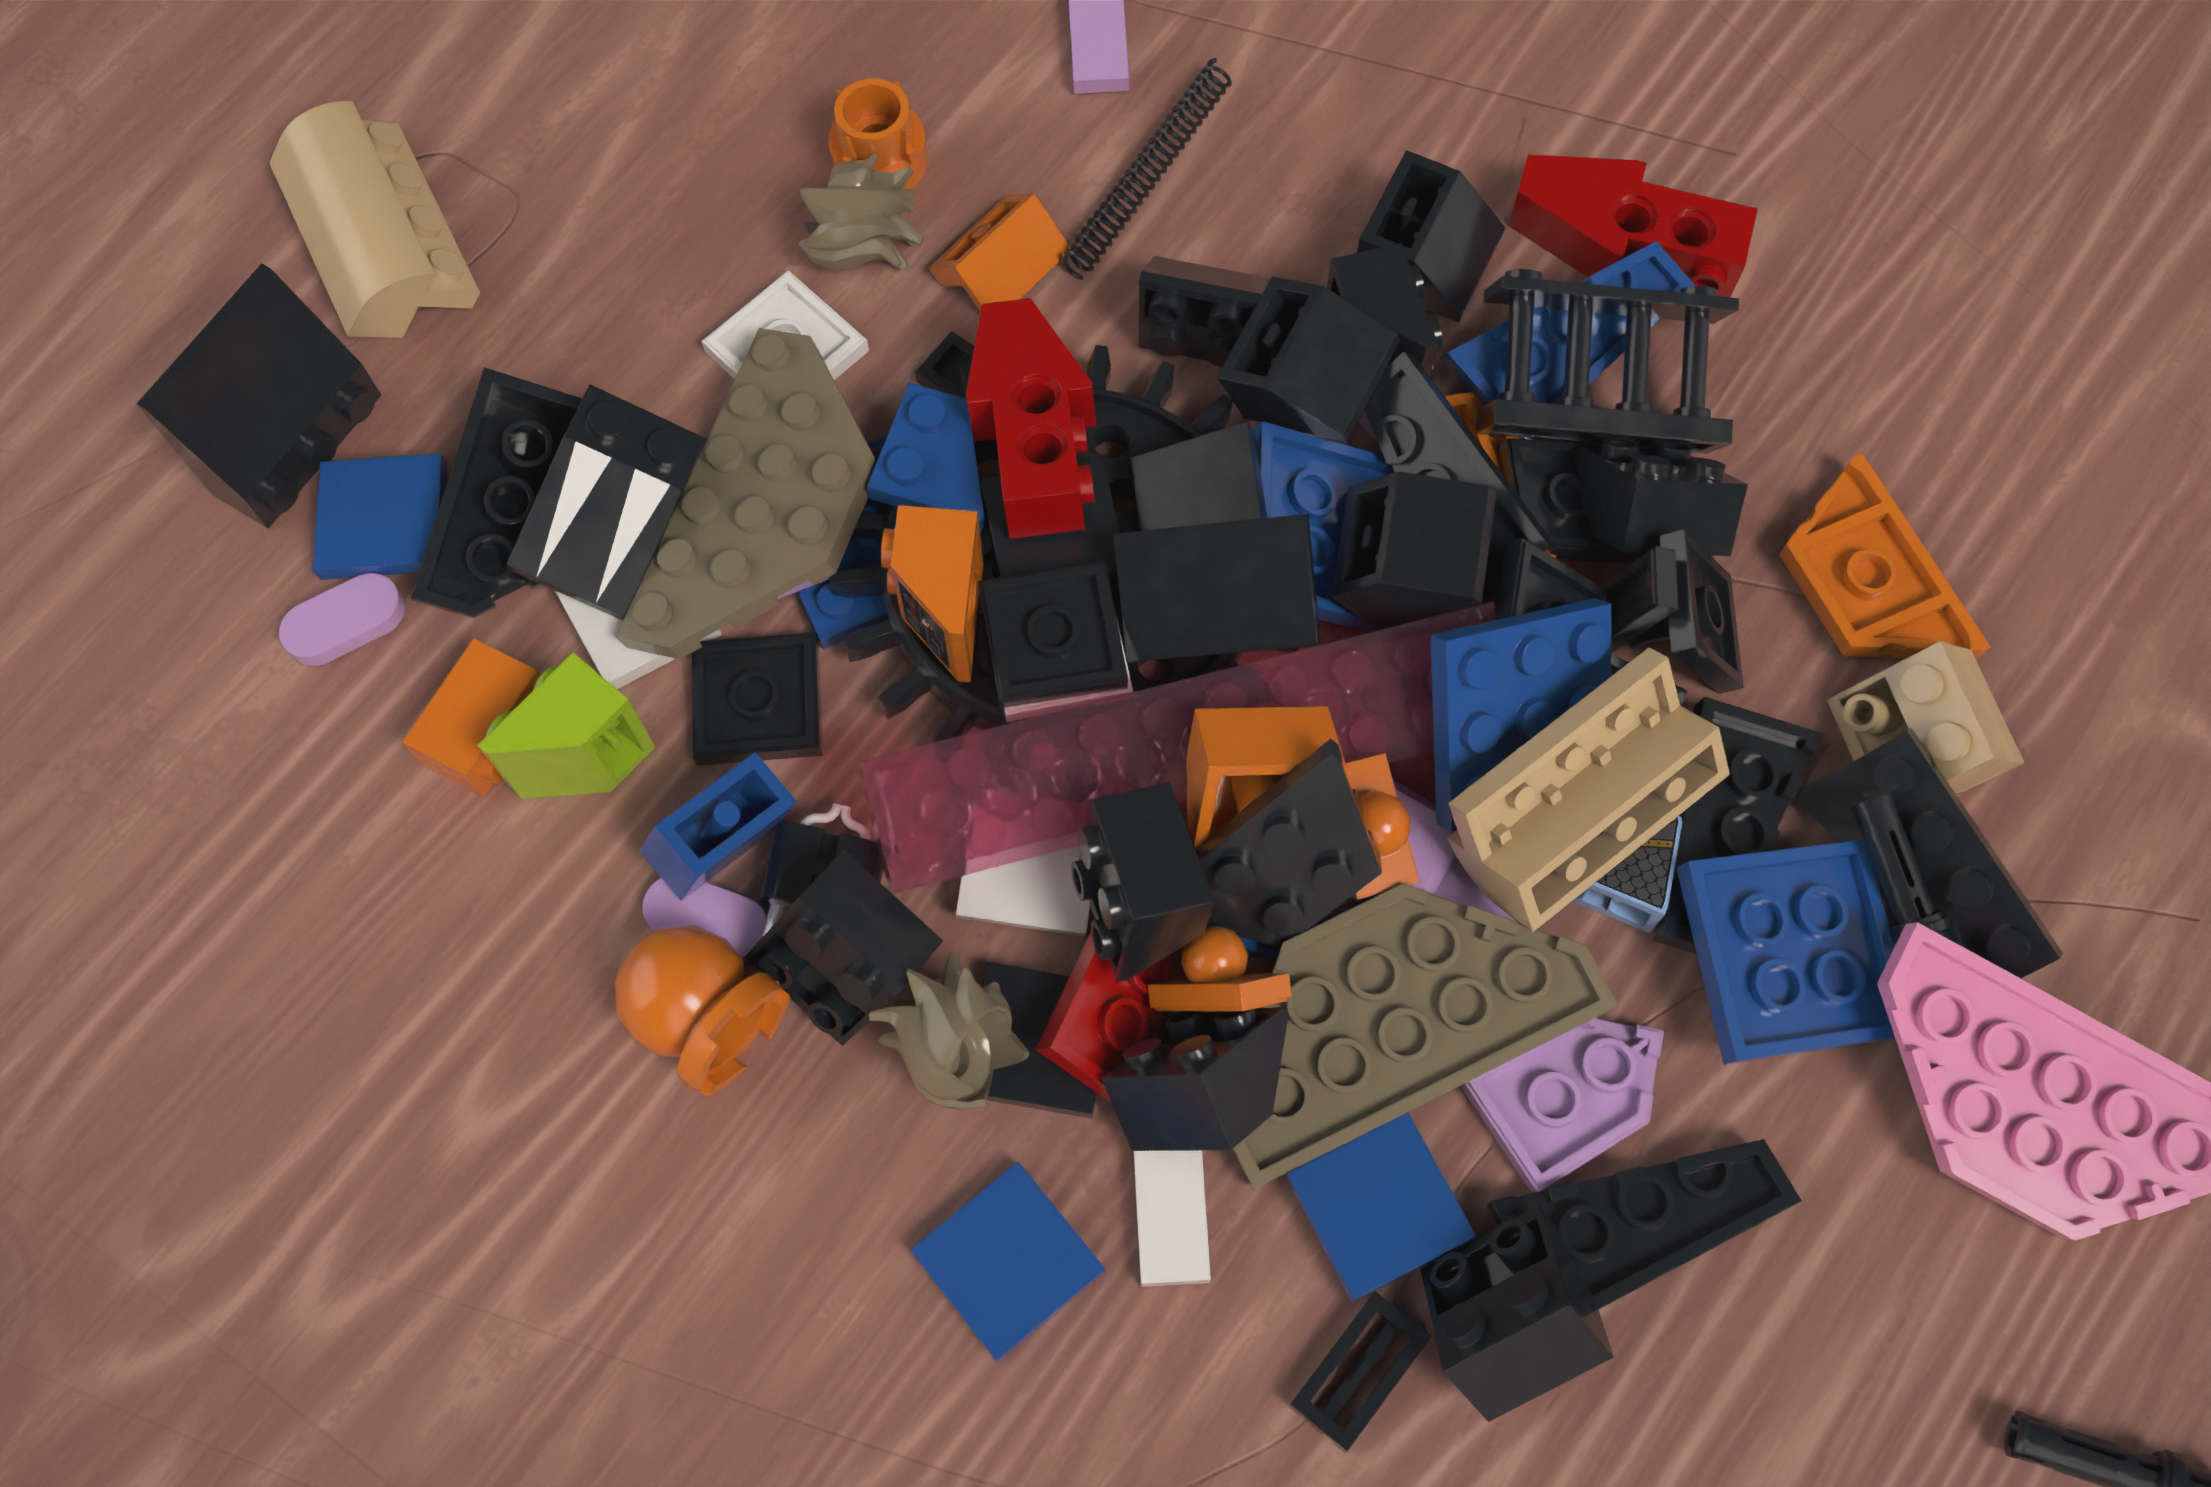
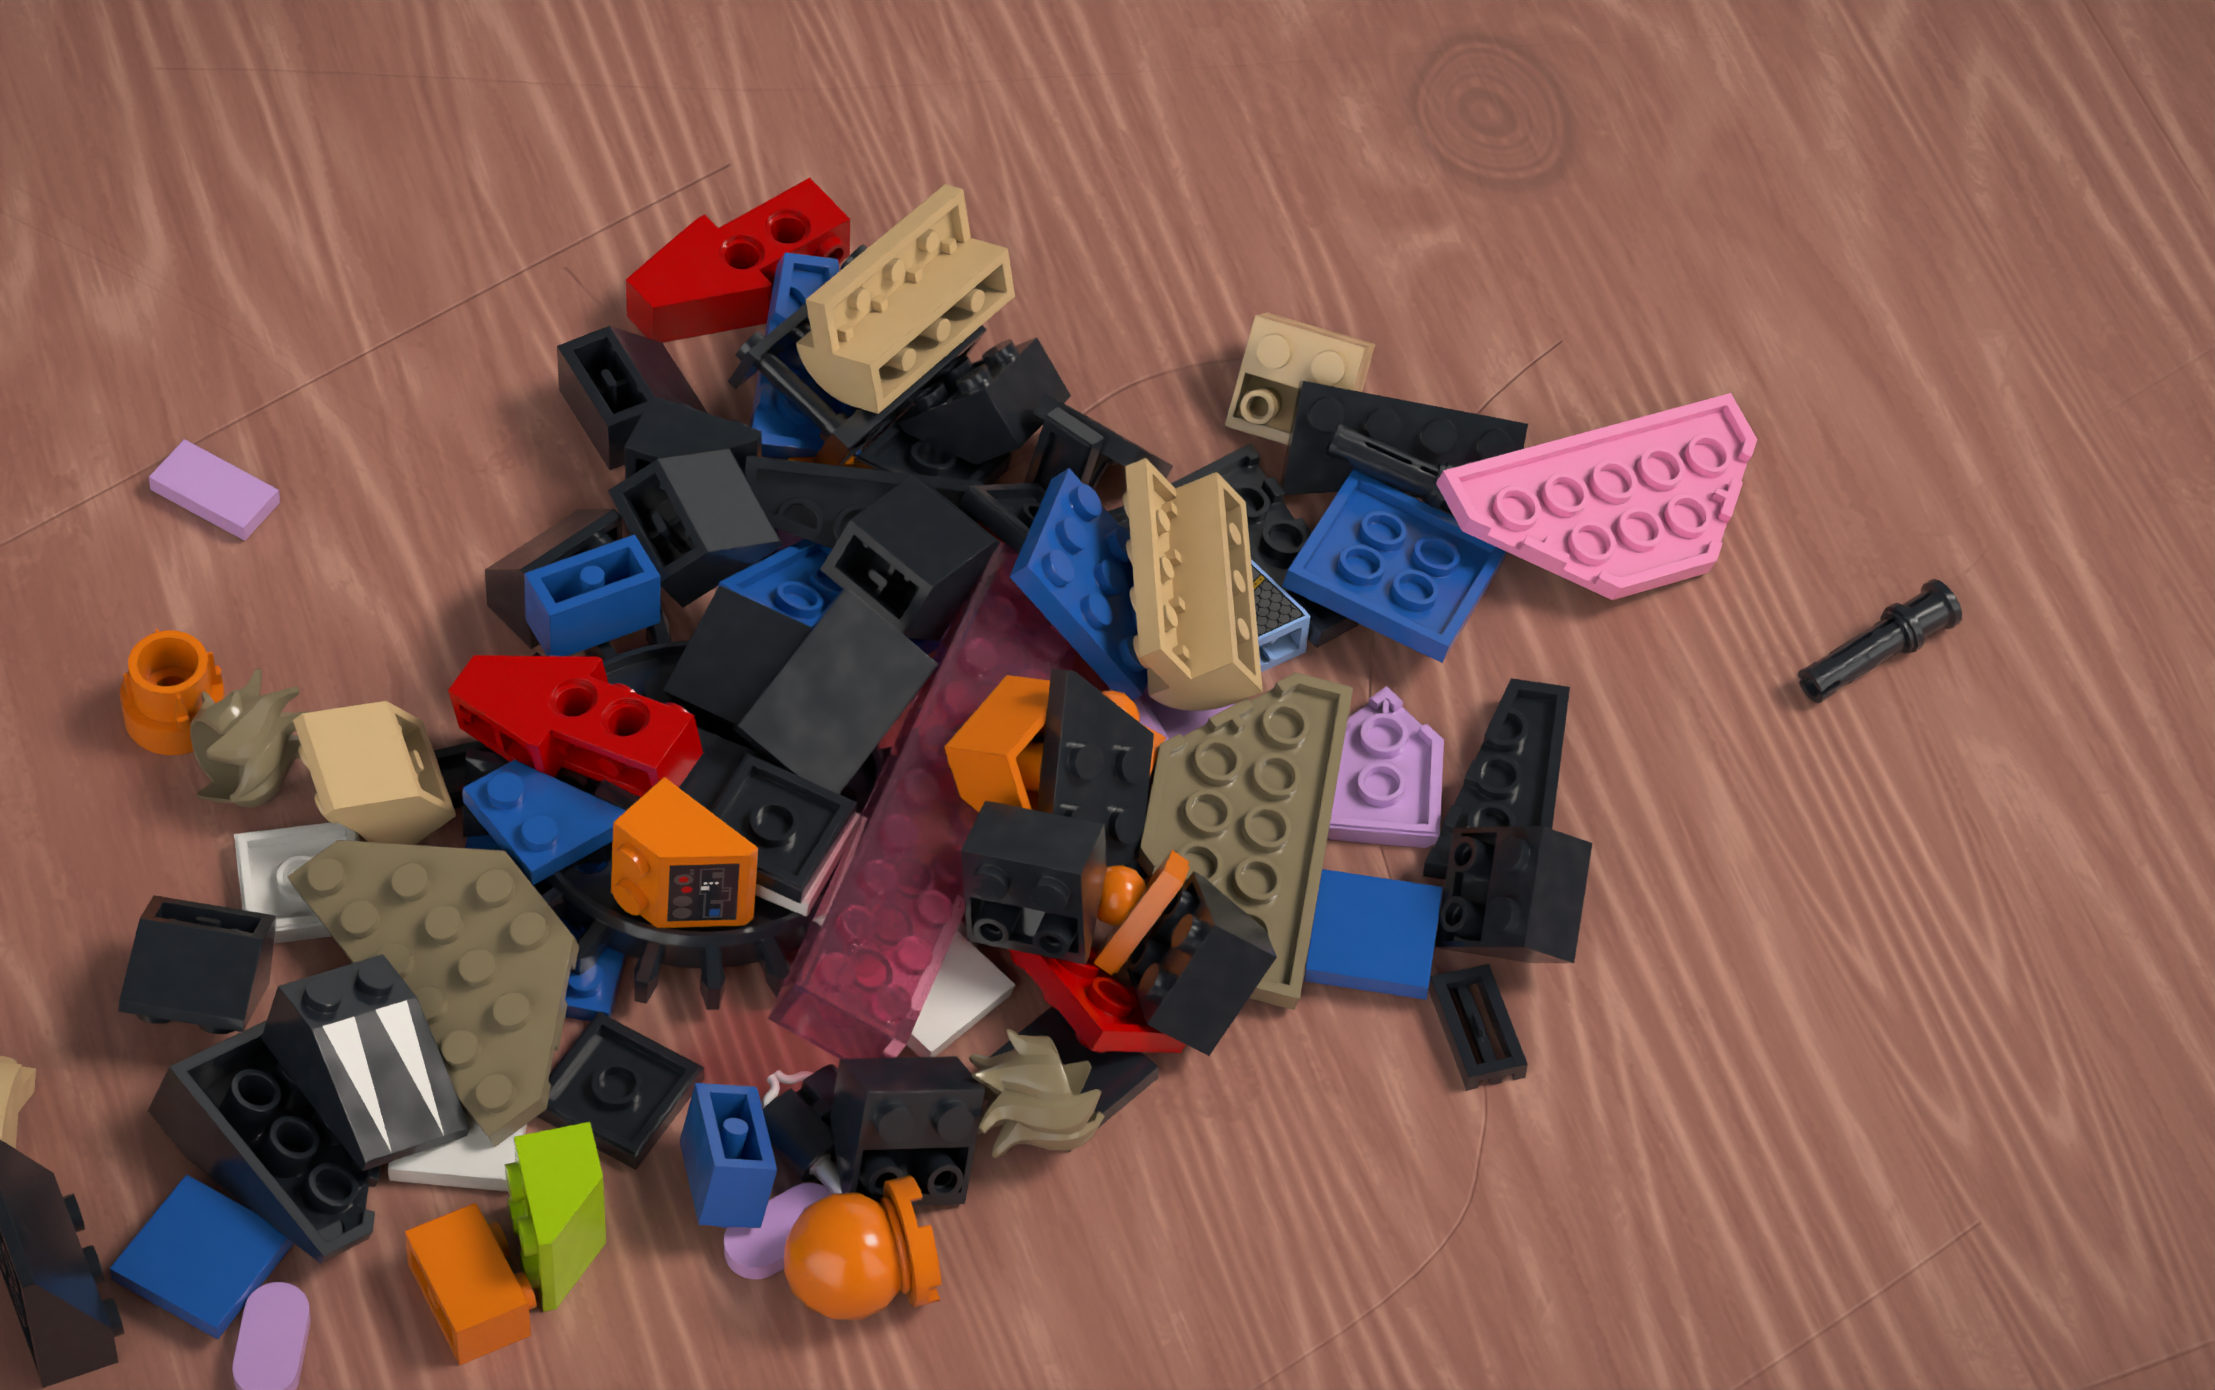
camera: 60 degrees left, 15 degrees down
(622, 326) = (198, 965): none -> black slope
(893, 313) = (375, 772): none -> tan slope
(1003, 252) = (359, 665): orange panel -> none
(1008, 1261) = (1224, 1191): blue tile -> none
(1122, 195) = (364, 536): black piece -> none
(1166, 341) = (592, 597): none -> blue brick
(1171, 1218) = (1273, 1069): white tile -> none
(1675, 356) = (904, 304): none -> tan brick
(1874, 575) = (1155, 327): orange wing -> none

